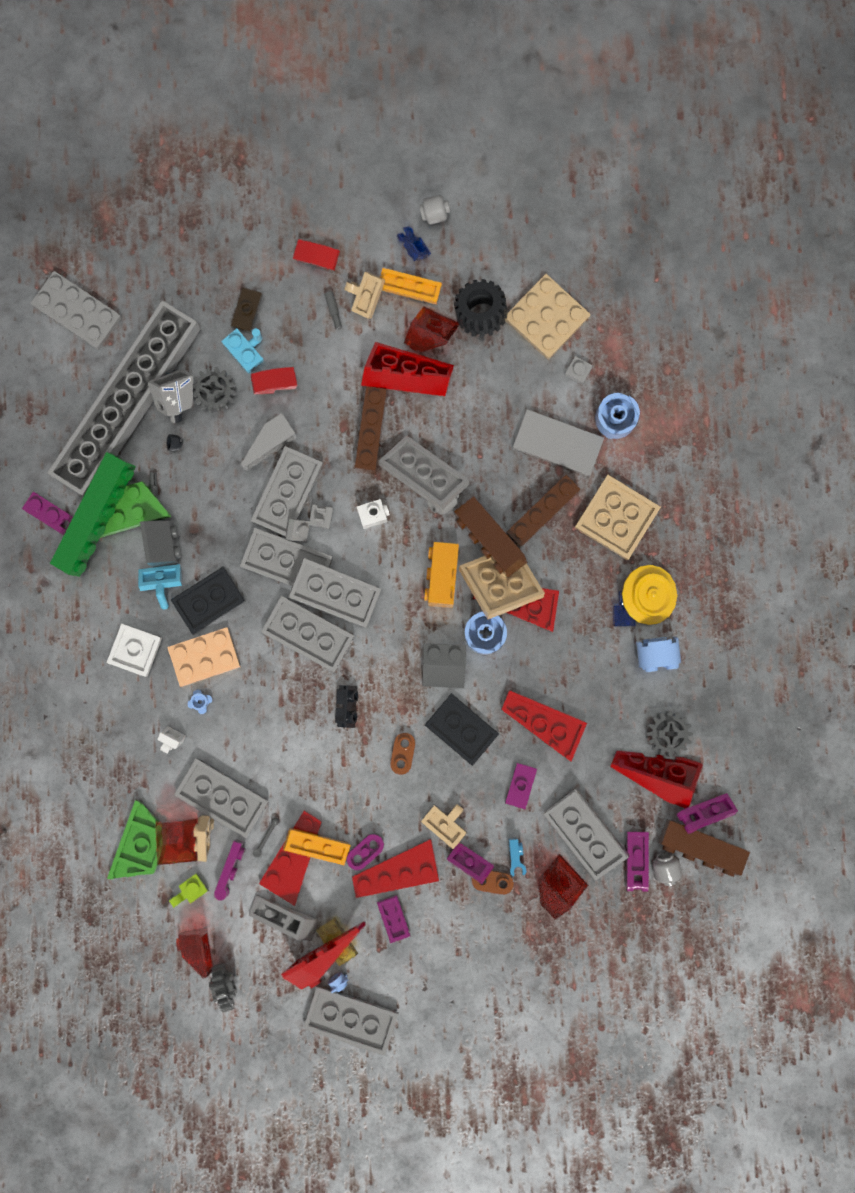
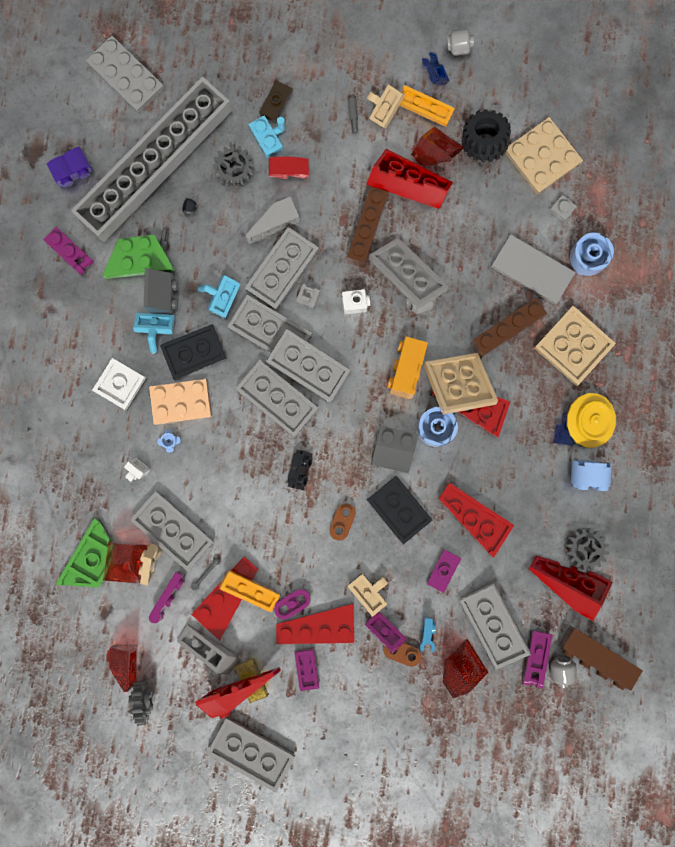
camera: 10 degrees right, 0 degrees up
(36, 424) = (70, 167): none -> dark purple brick
(93, 514) = (104, 255): green brick -> none
(173, 394) = (196, 162): light grey torso -> none
(191, 890) = (129, 609): lime plate -> none
(228, 533) = (222, 295): none -> medium azure plate
(297, 530) = (285, 303): light grey plate -> none
(316, 254) = (347, 63): red slope -> none
(338, 982) = (246, 717): light blue plate -> none
(490, 537) = (457, 341): reddish brown brick -> none
(707, 812) = (610, 627): magenta plate -> none

